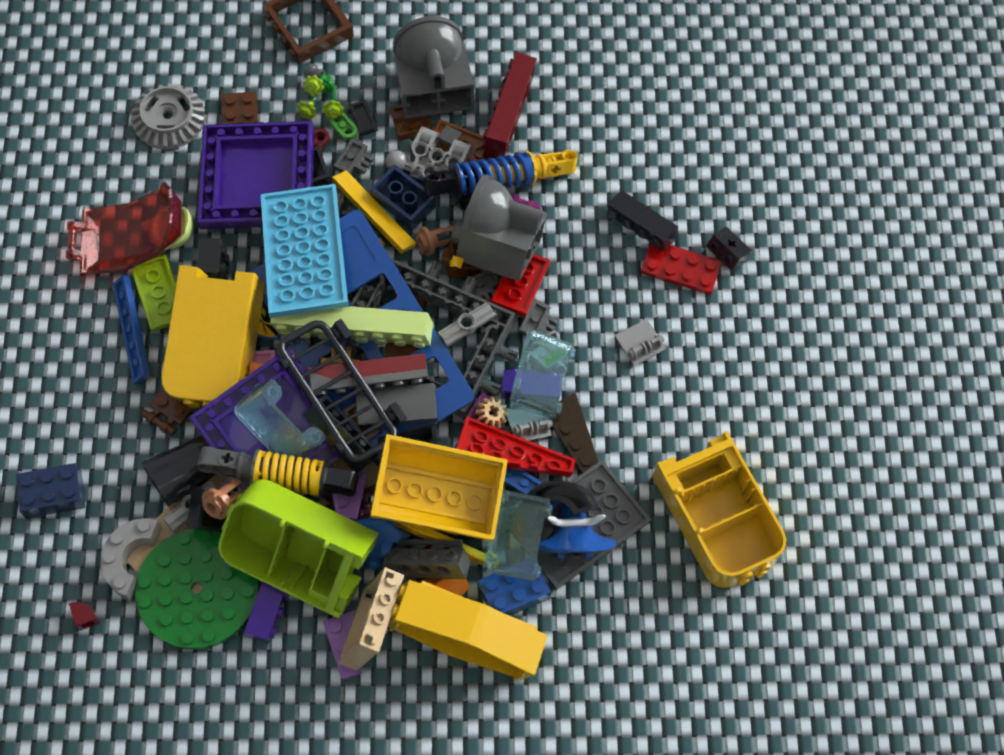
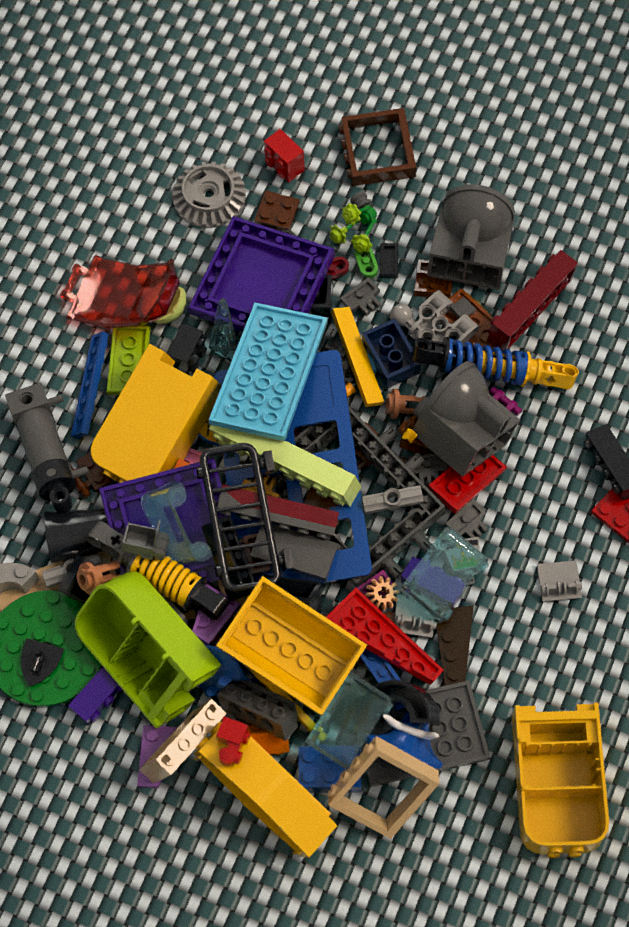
camera: 30 degrees right, 0 degrees up
(93, 382) = (43, 446): none -> dark grey piece
(196, 602) = (39, 660): none -> black shield
(225, 56) = (284, 155): none -> red brick
(241, 237) = (223, 336): none -> clear light blue wing
(258, 447) = (145, 541): none -> dark grey piece
(422, 590) = (234, 735): none -> red brick
(601, 591) = (379, 748): none -> tan window

